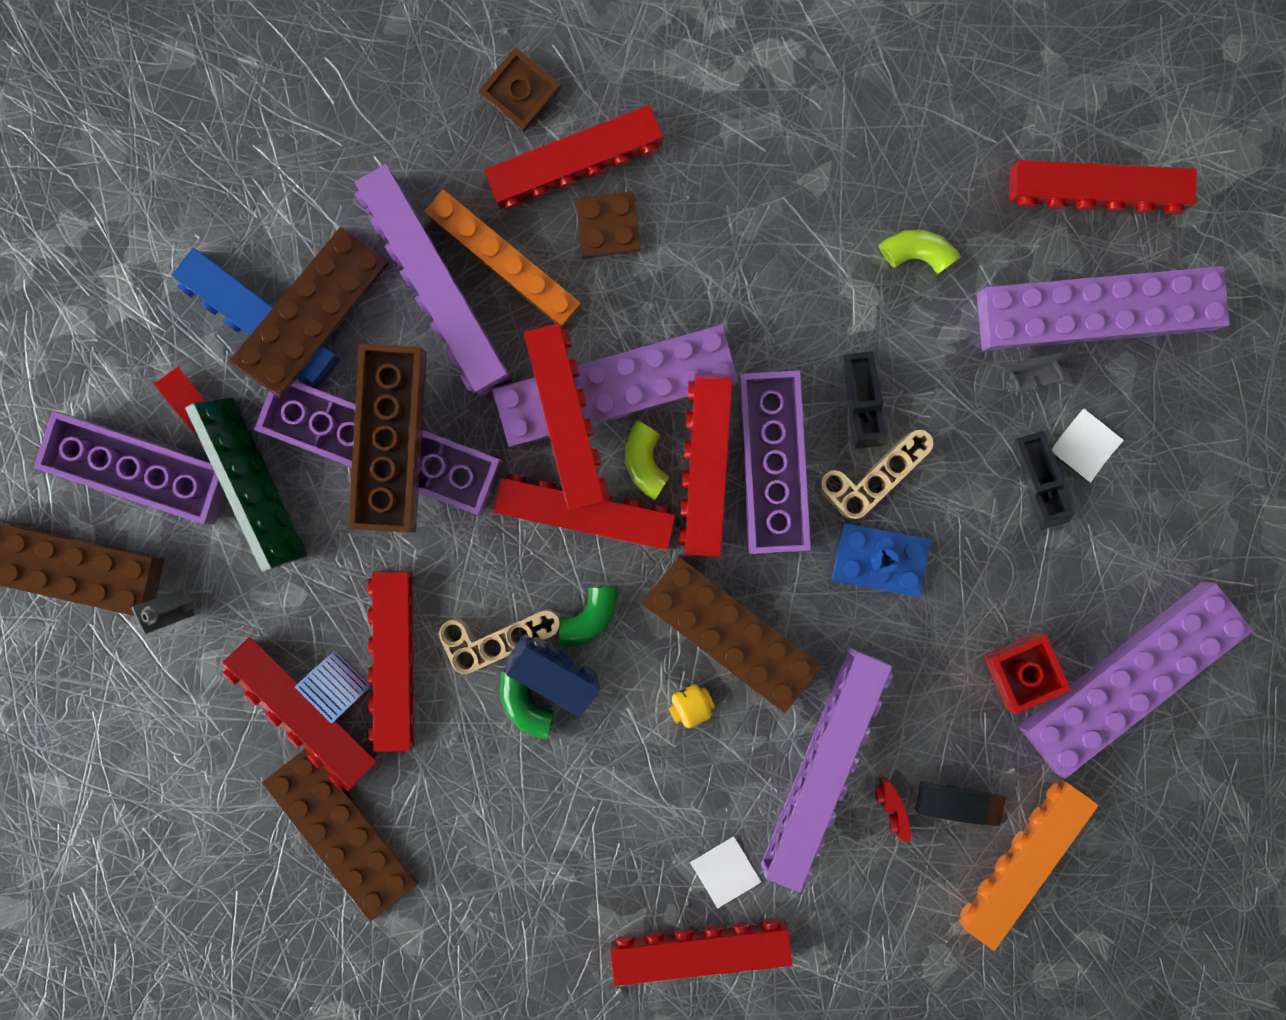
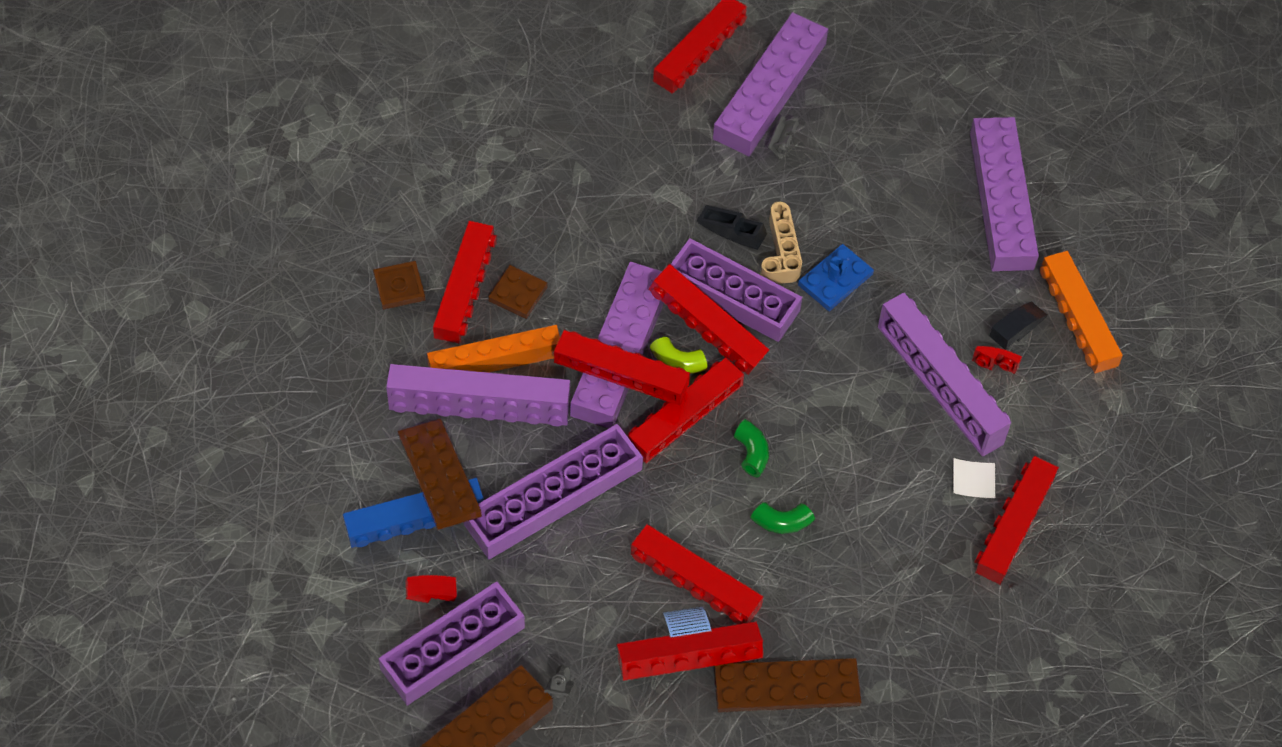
camera: 55 degrees left, 30 degrees down
(246, 483) = (507, 575): dark green plate -> none
(387, 438) = (558, 465): reddish brown brick -> none
(504, 636) = (731, 502): tan beam -> none
(552, 674) = (774, 483): dark blue brick -> none
(691, 706) = (852, 425): yellow head -> none
(731, 634) = (821, 377): reddish brown brick -> none
(919, 245) = (662, 145): lime cylinder -> none
(1026, 672) = (959, 240): red brick -> none
(1043, 480) = (851, 169): black slope -> none
(1086, 445) = (845, 138): white sticker -> none

